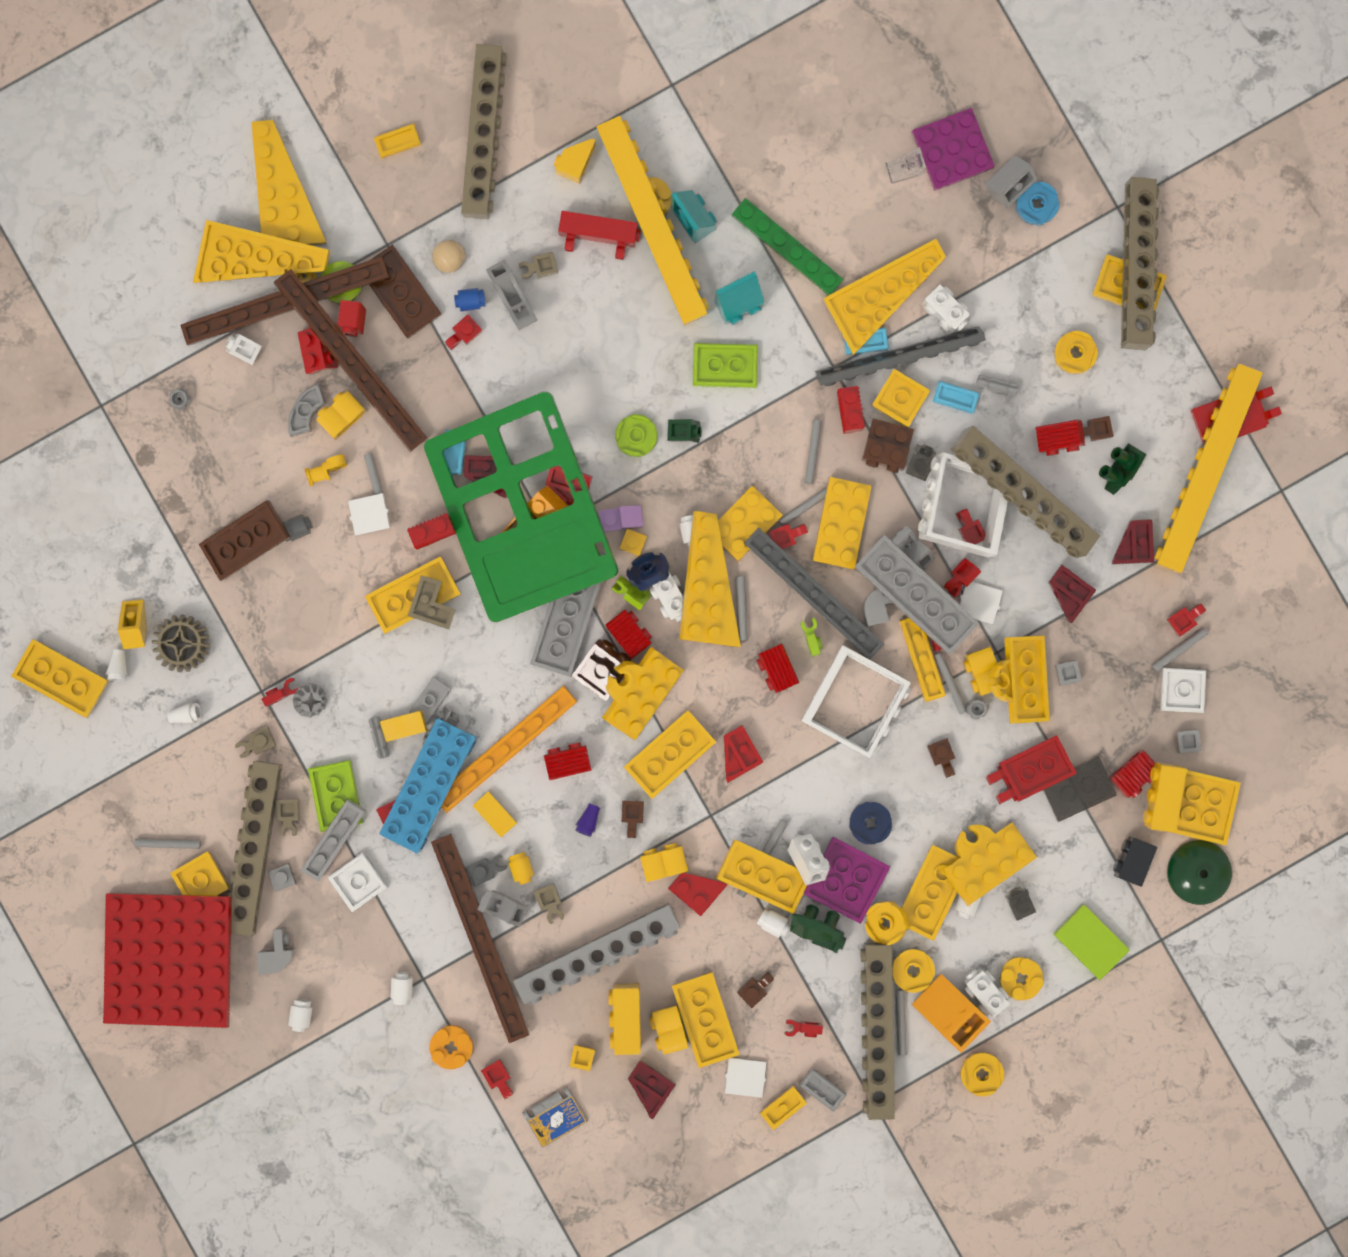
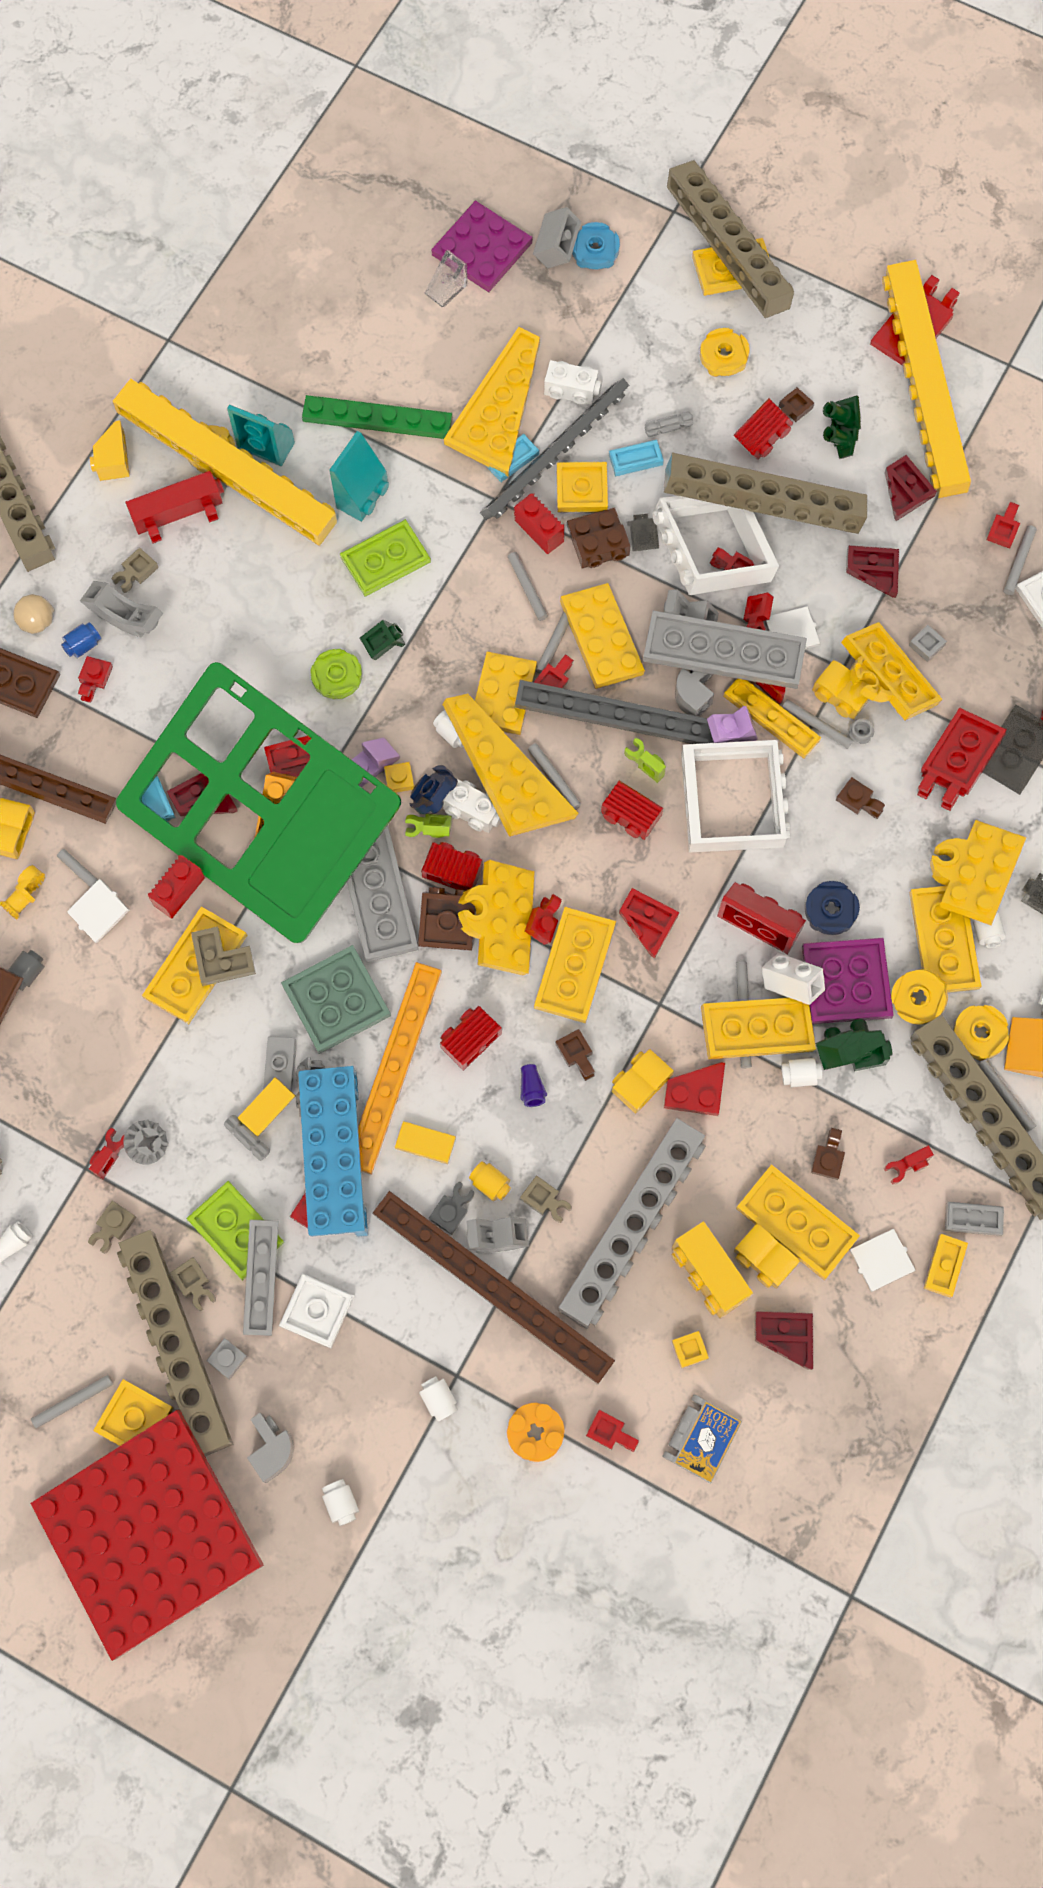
camera: 25 degrees left, 15 degrees down
(493, 678) = (336, 999): none -> sand green plate
(666, 710) = (541, 920): none -> red plate
(818, 800) = (761, 917): none -> red slope
(886, 652) = (732, 727): none -> lavender slope

